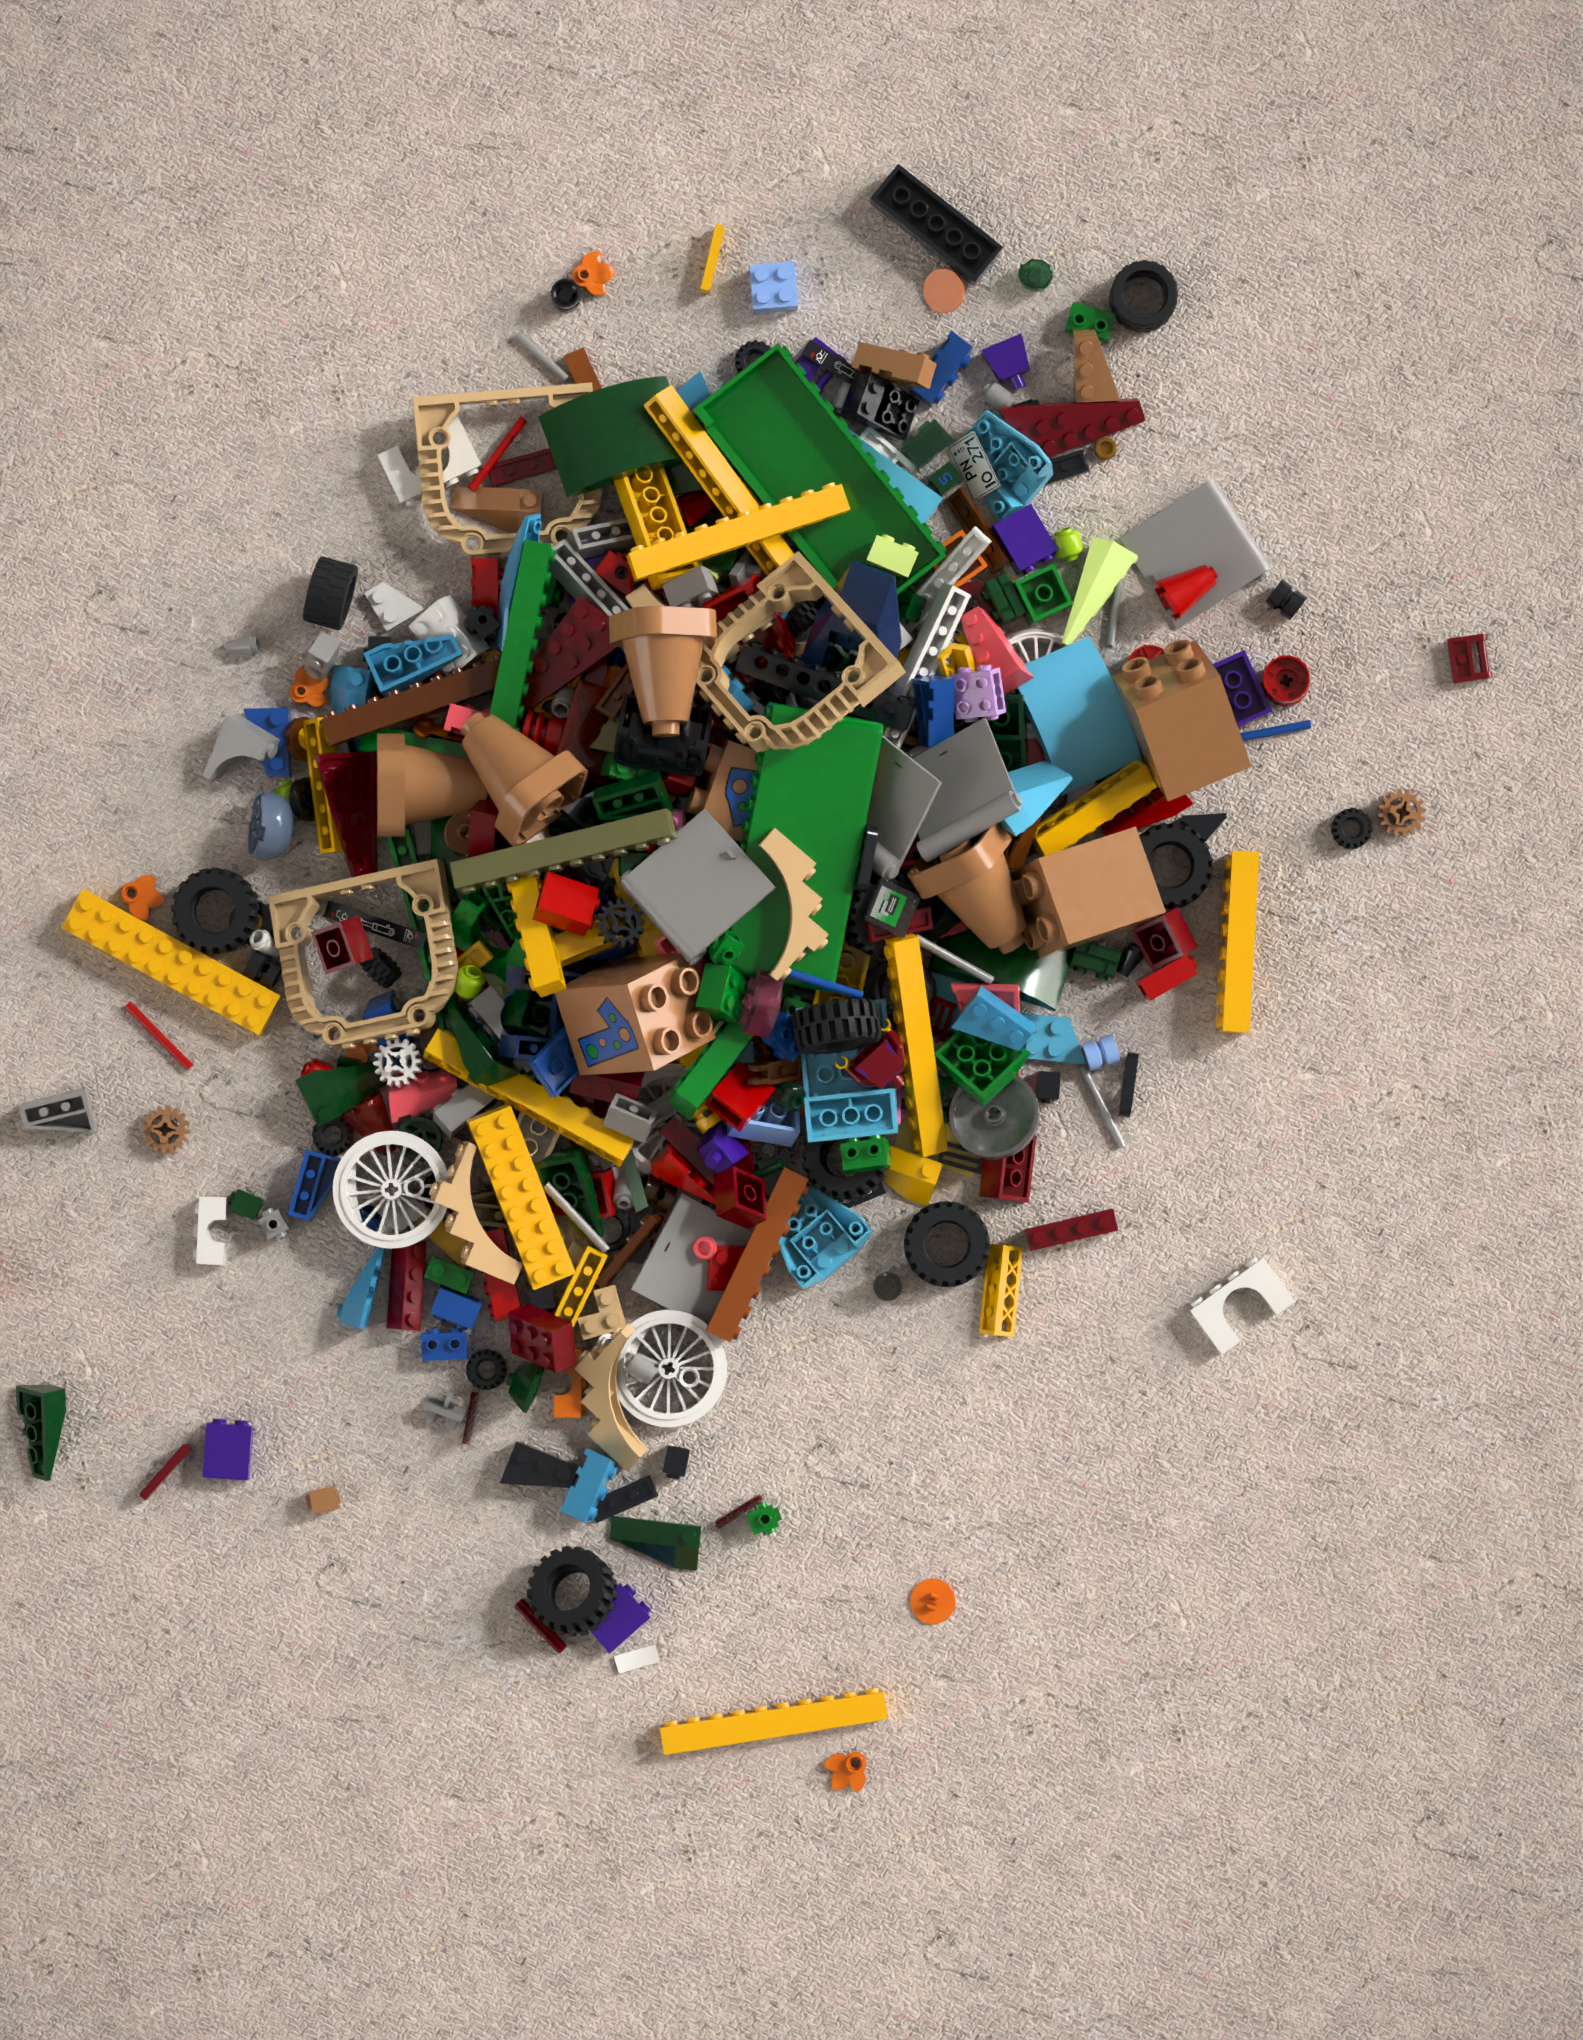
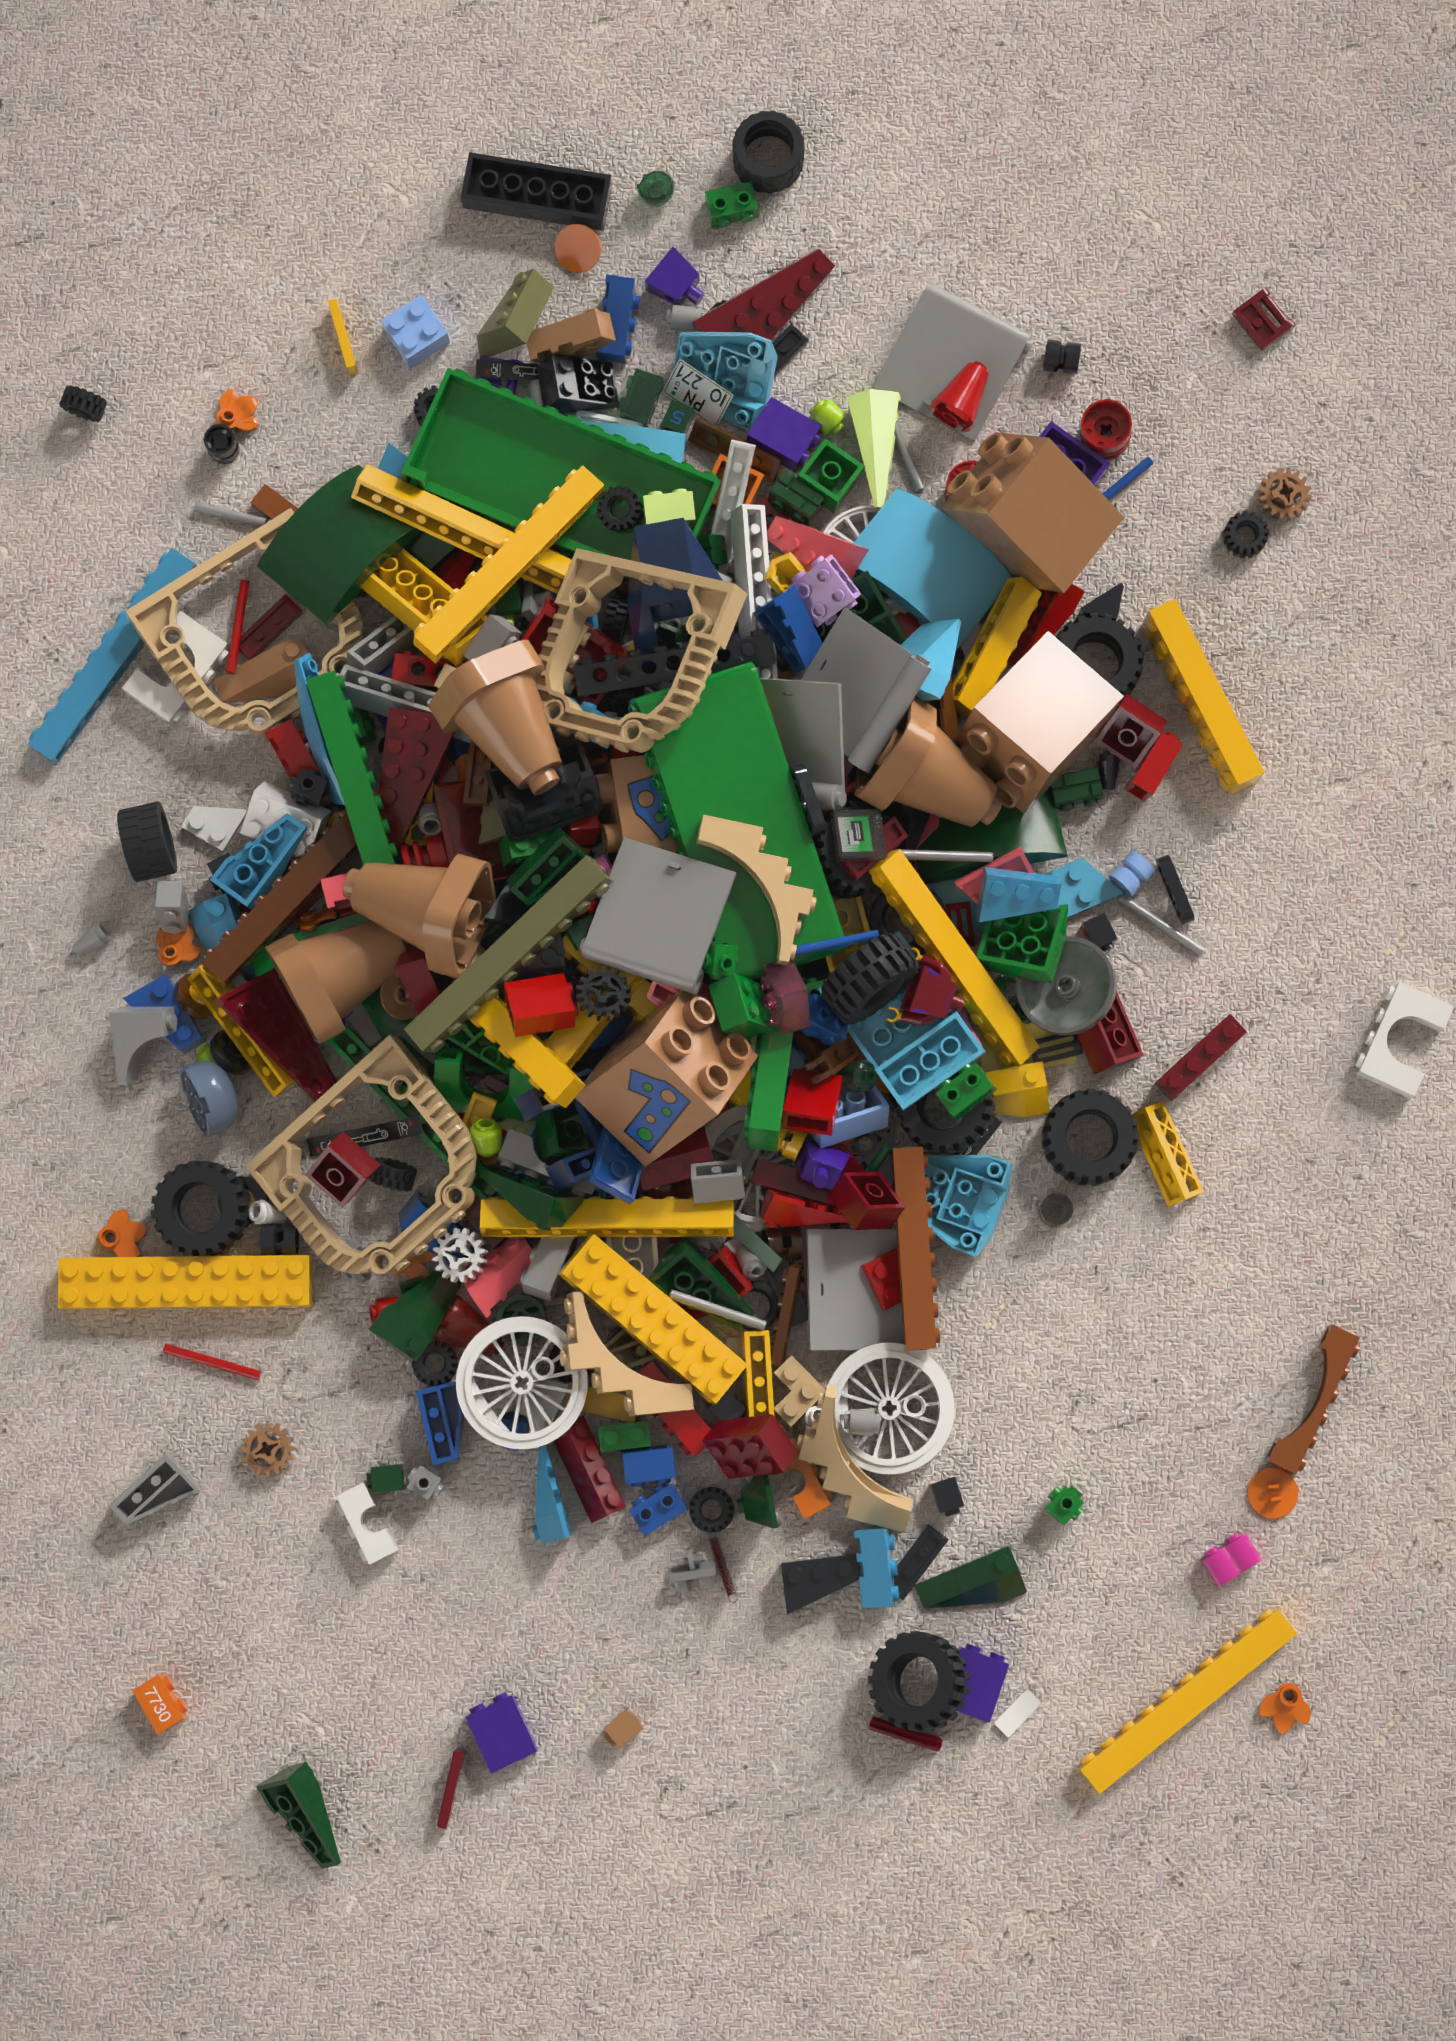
camera: 25 degrees left, 5 degrees down
(375, 426) = (102, 669): none -> dark azure brick
(472, 200) = (83, 403): none -> black tyre
(705, 1247) = (859, 1270): coral tile -> none
(740, 1508) = (1037, 1513): dark red piece -> none
(840, 530) = (609, 498): none -> black tyre
(861, 322) = (515, 314): none -> olive wedge
(869, 1633) = (1230, 1559): none -> dark pink brick
(1047, 1518) = (1337, 1350): none -> dark orange arch
(1091, 371) = (757, 242): medium nougat wedge -> none
(1105, 448) = (812, 312): pearl gold tile -> none

